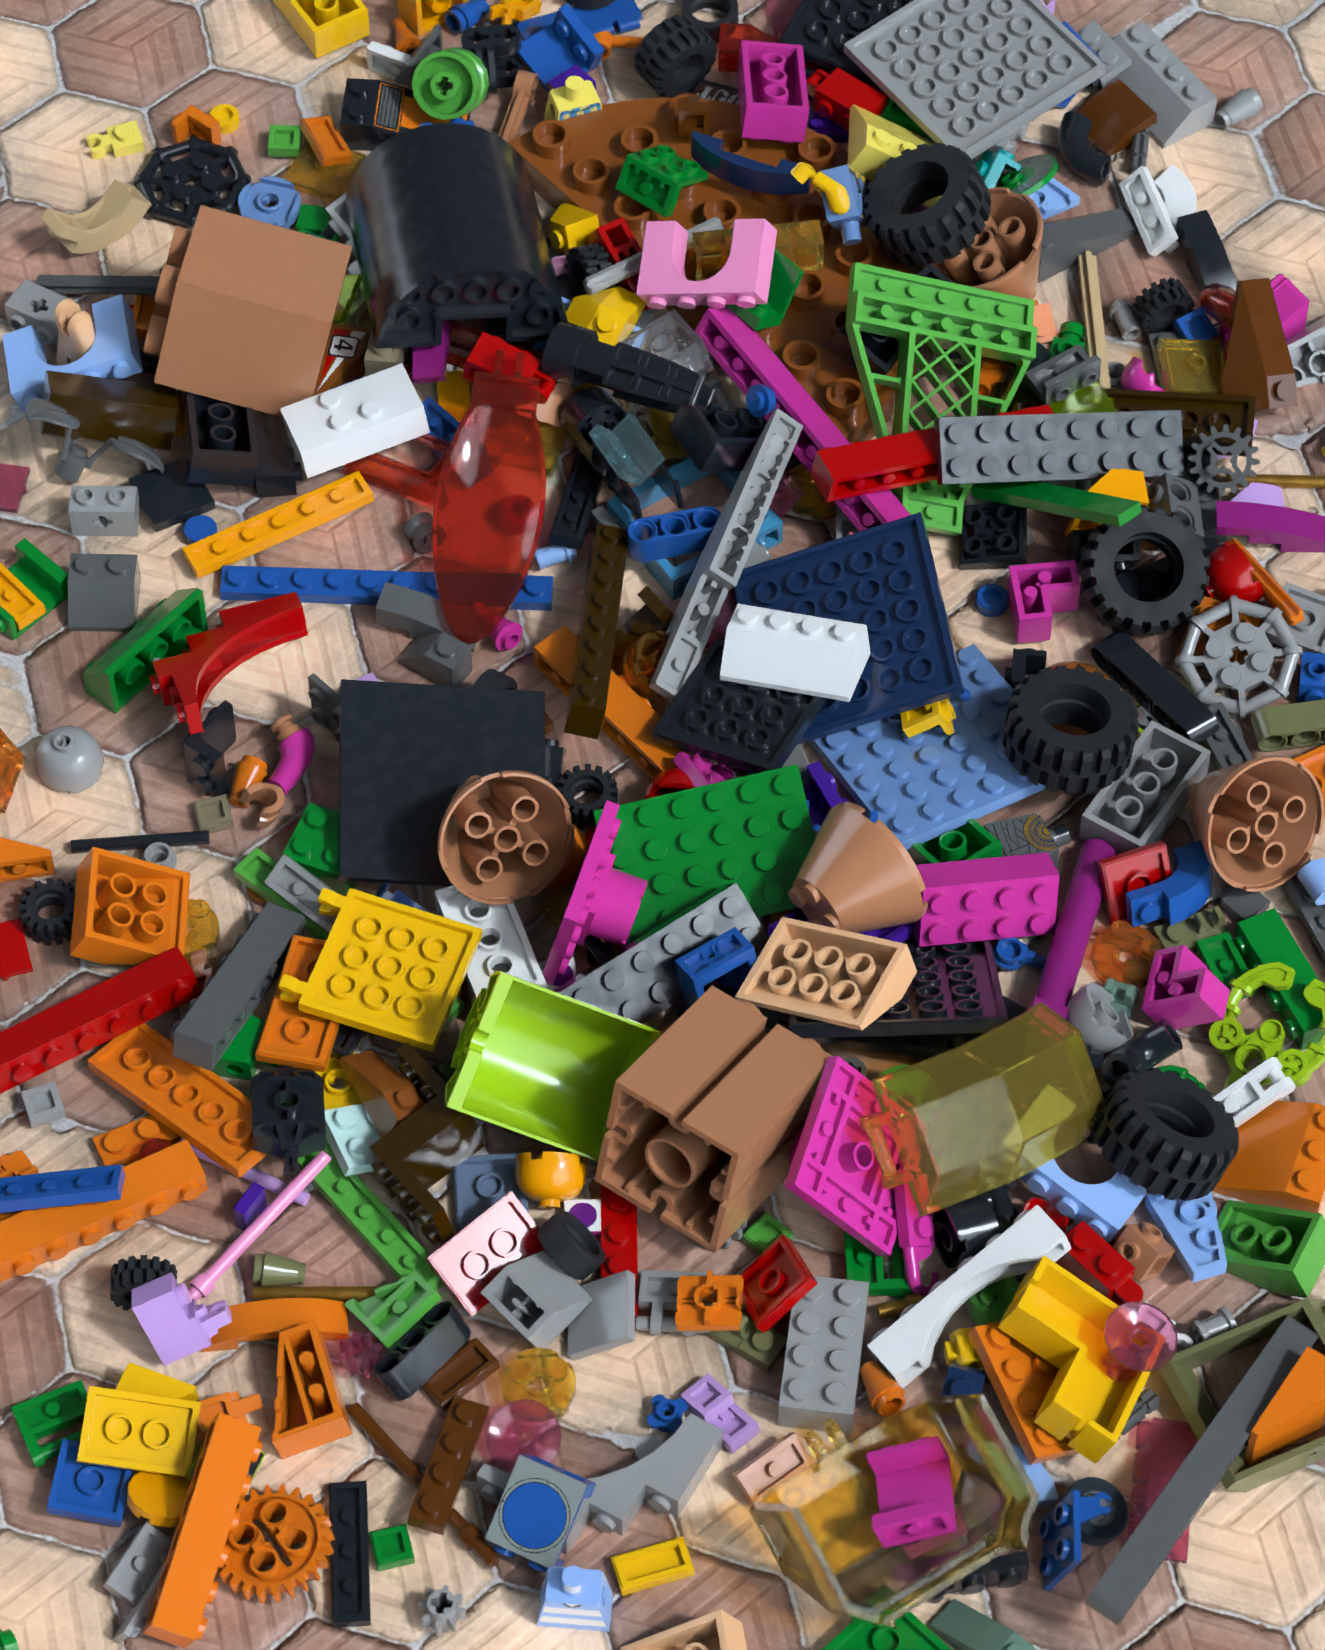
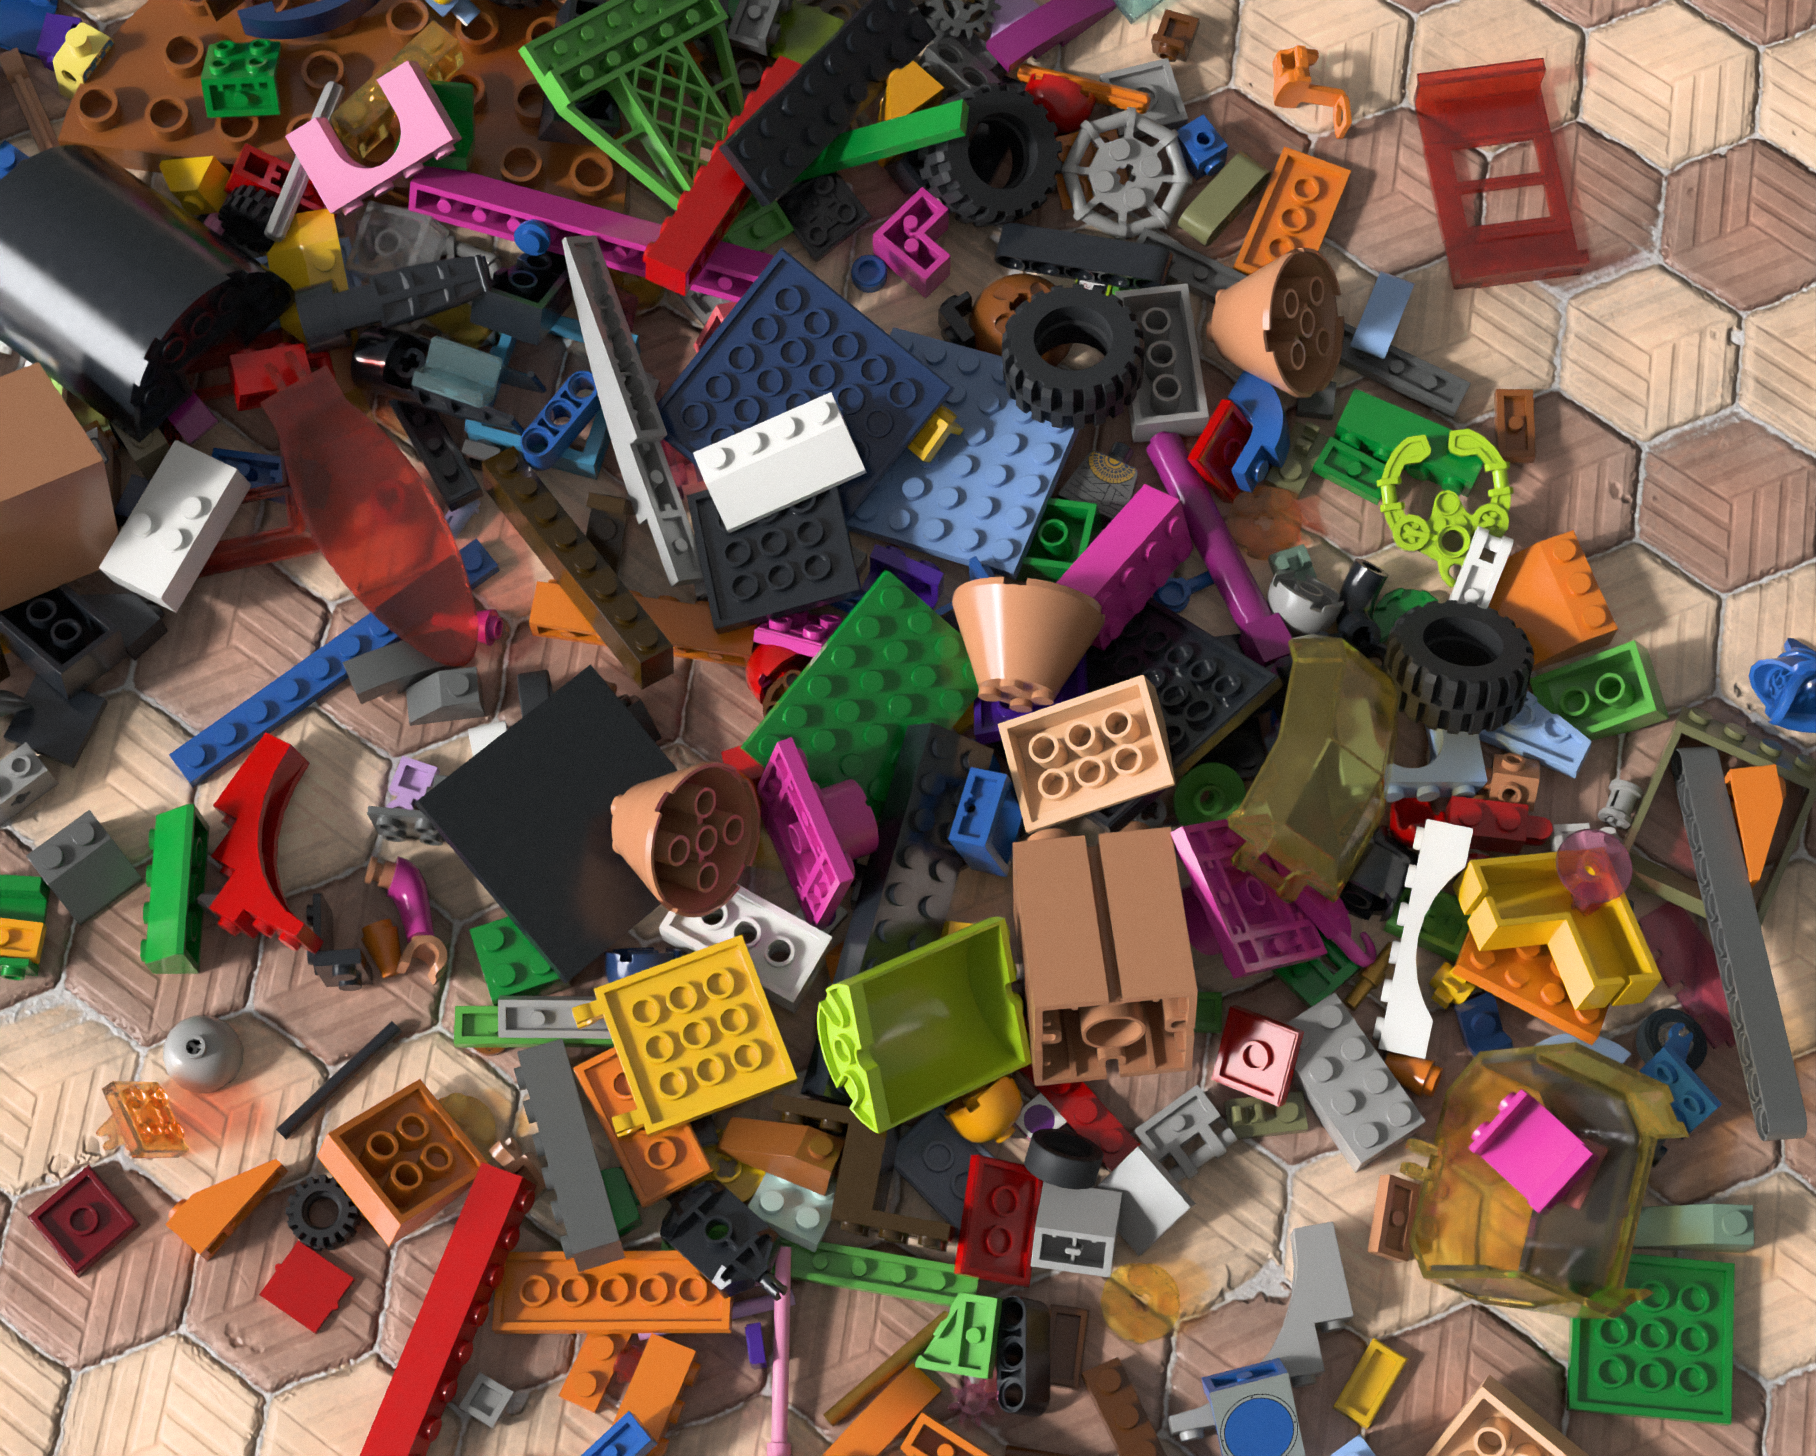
camera: 40 degrees left, 15 degrees up
(160, 851) = (367, 1074): light grey plate -> none
(199, 528) = (115, 735): blue tile -> none
(213, 814) = (380, 1001): dark tan tile -> none
(277, 1270) = (831, 1384): olive cone -> none
(278, 524) = (182, 676): light orange plate -> none
(420, 530) = (323, 584): dark grey wheel -> none
(454, 394) = (233, 430): yellow tile -> none
(520, 1418) = (1183, 1379): clear pink dish -> none
(587, 781) = (687, 707): black tyre -> none
(641, 662) = (640, 564): clear orange cylinder -> none
(664, 1423) = (1260, 1250): blue plate -> none
(716, 1405) = (1304, 1203): lavender slope -> none
(726, 1300) = (1226, 1139): orange piece -> none
(1183, 990) = (1348, 527): dark pink brick -> none

